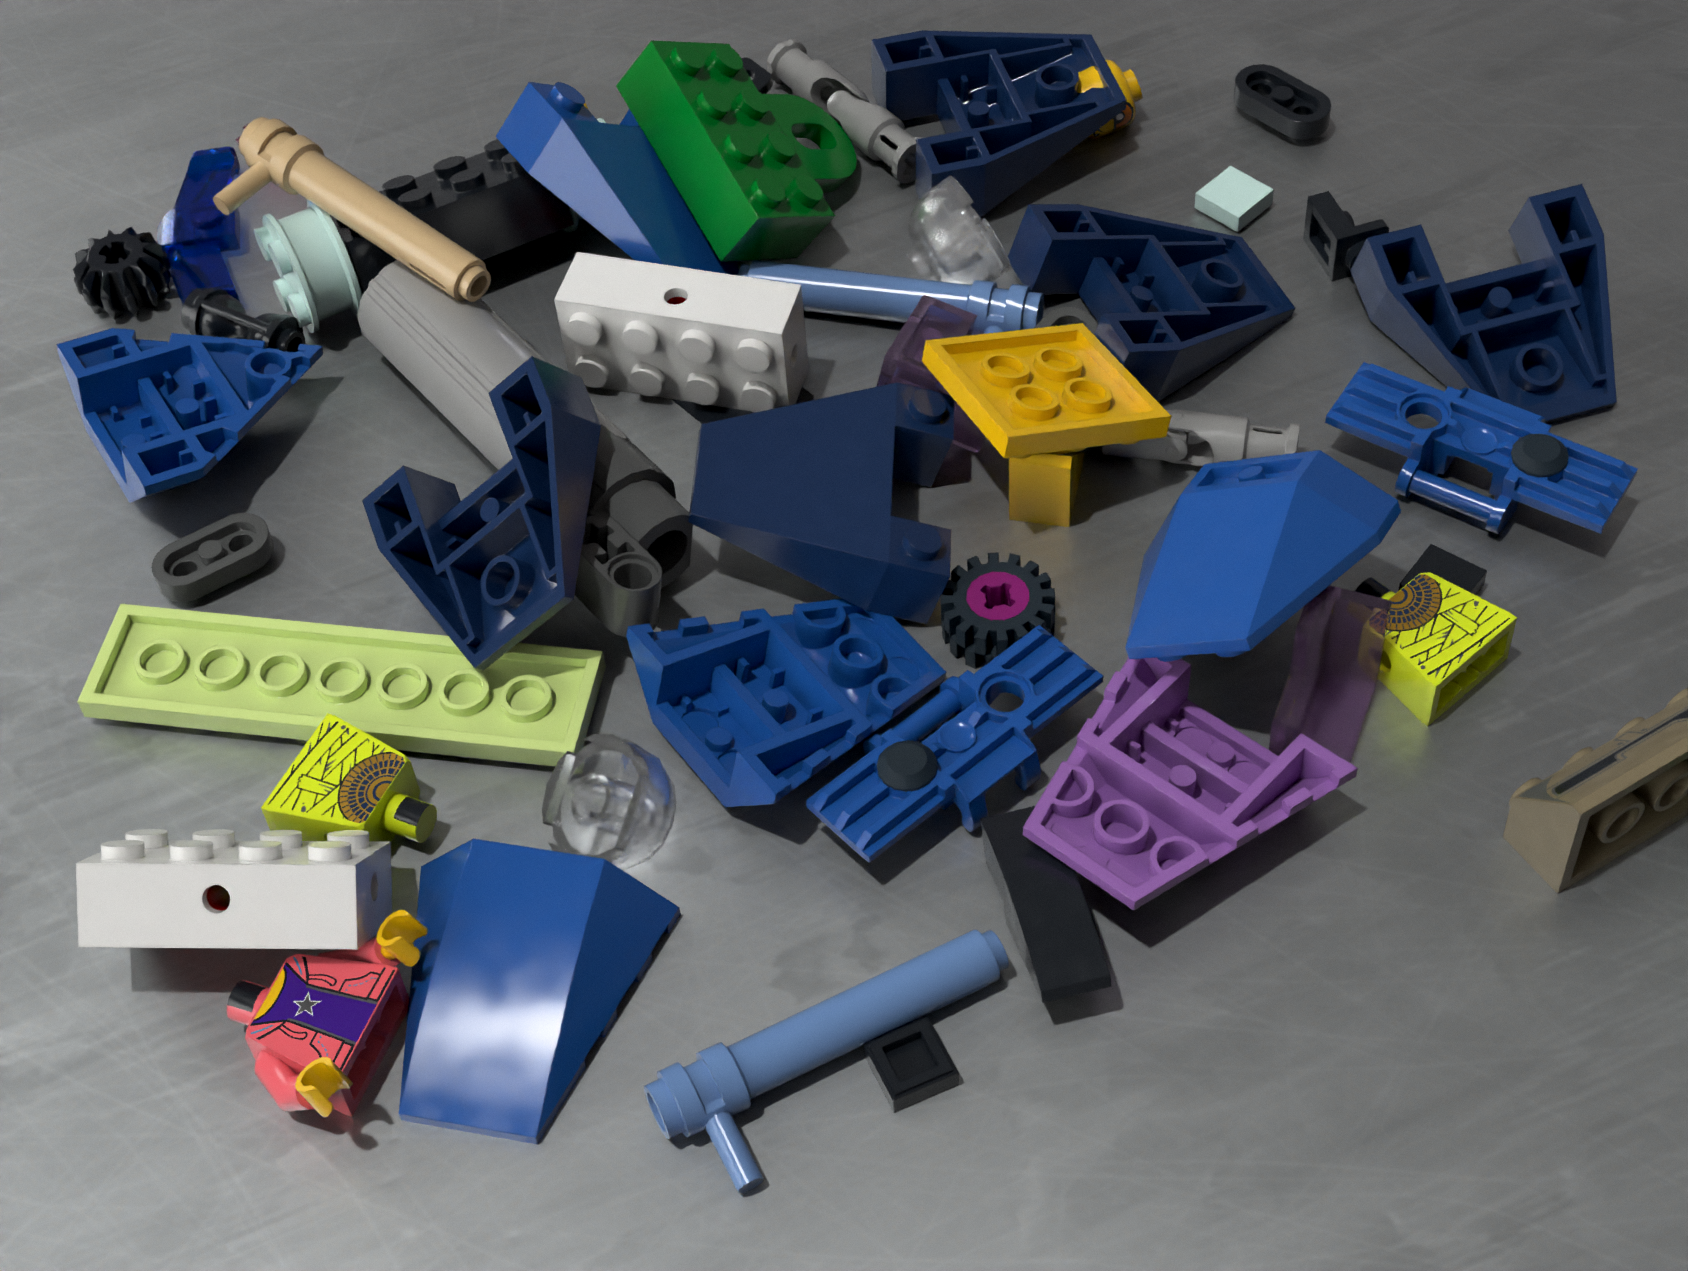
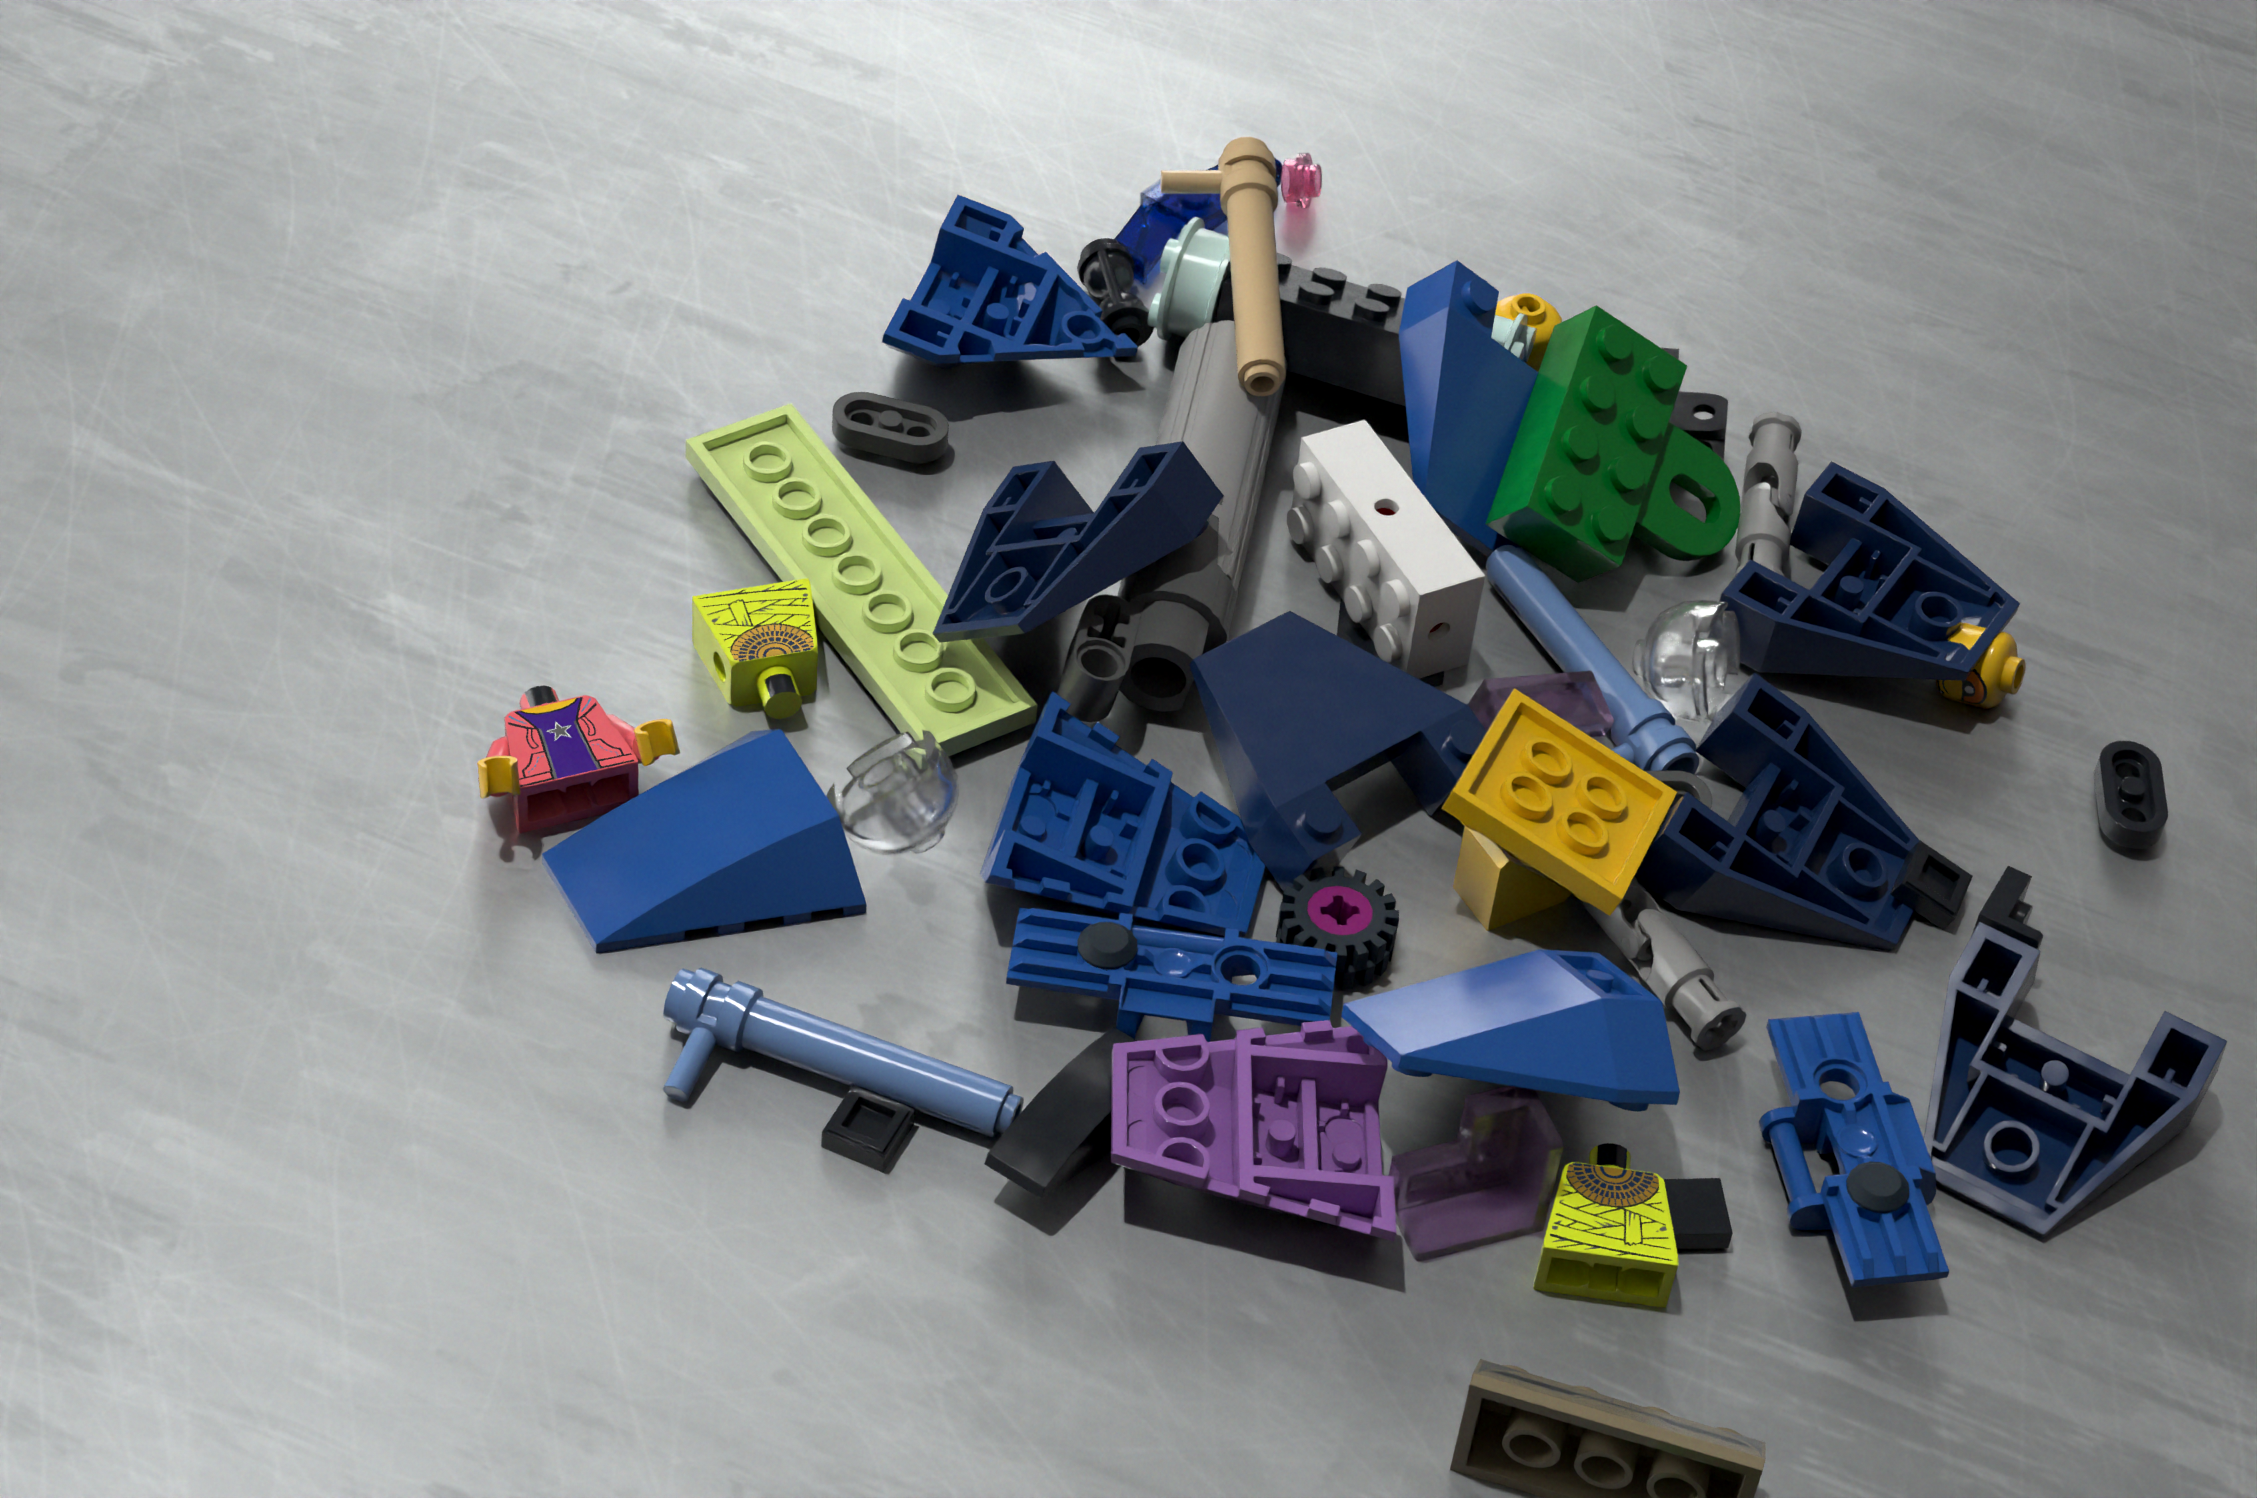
camera: 40 degrees right, 5 degrees down
(122, 272) = (1089, 190): black gear -> none
(234, 891) = (608, 627): white brick -> none
(1234, 198) = (1976, 829): light aqua tile -> none
(1265, 252) = (1931, 885): none -> black tile

